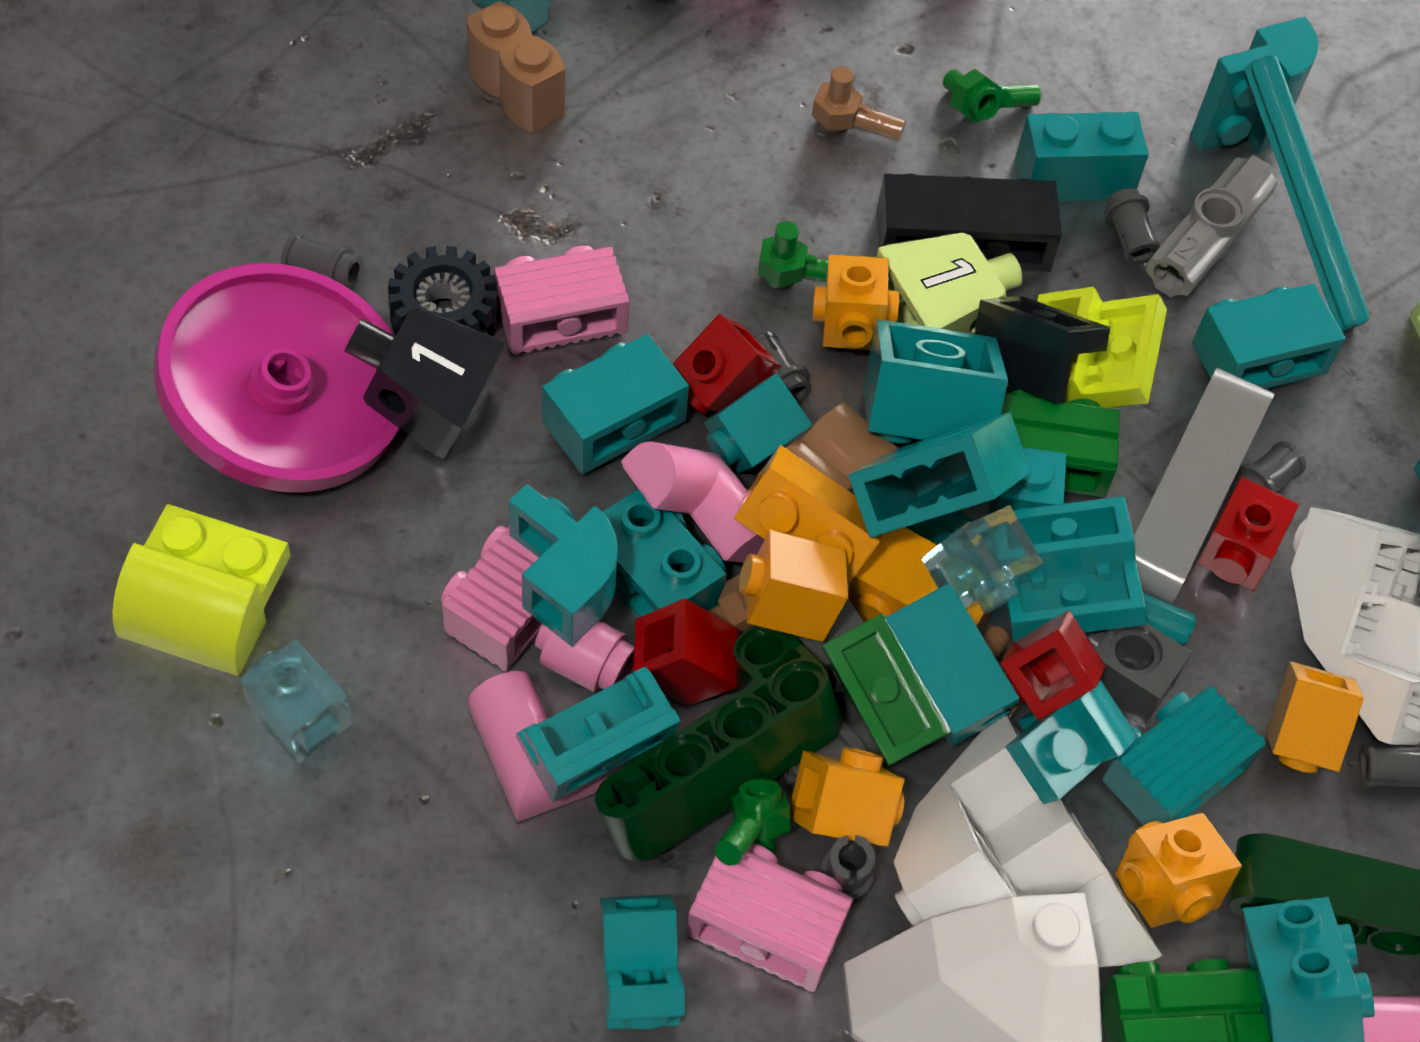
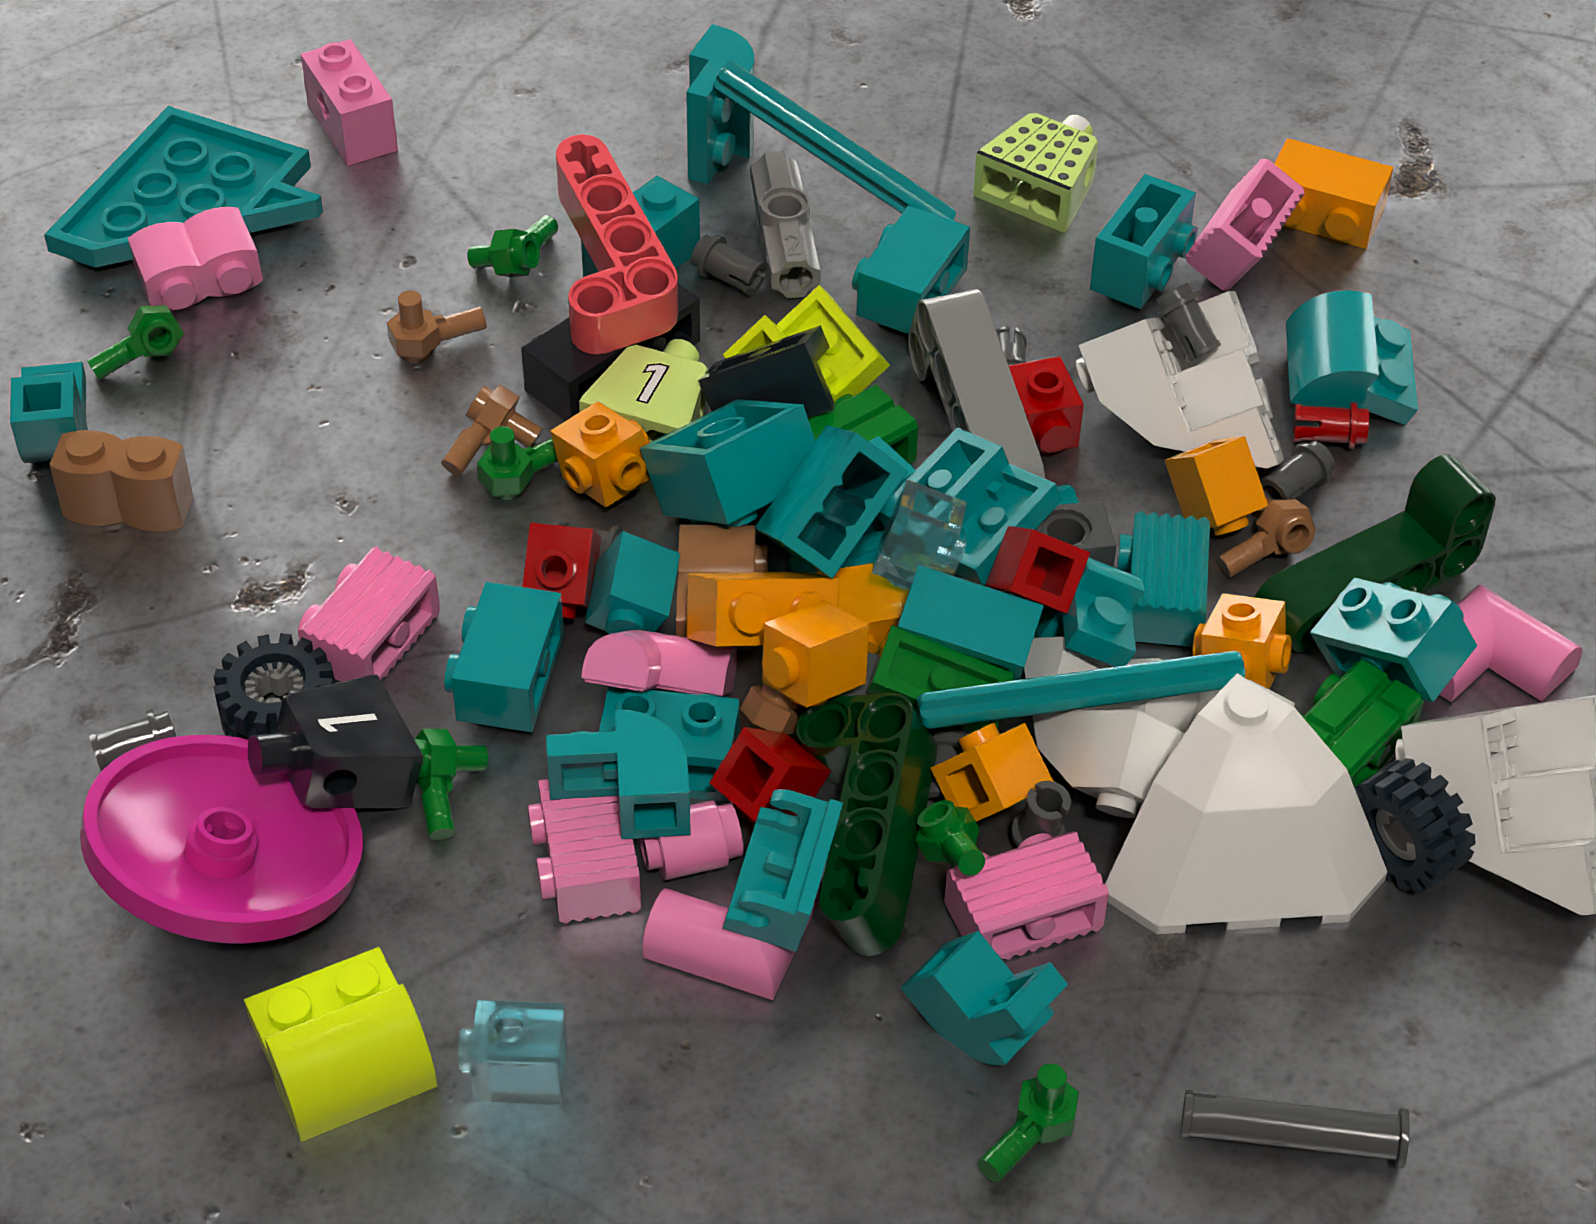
camera: 40 degrees left, 10 degrees down
(484, 437) = (438, 768): none -> green piece
(819, 211) = (489, 411): none -> medium nougat piece
(981, 794) = (1078, 690): none -> teal axle
(1032, 131) = (636, 281): none -> coral beam
(1335, 801) = (1282, 529): none -> medium nougat piece

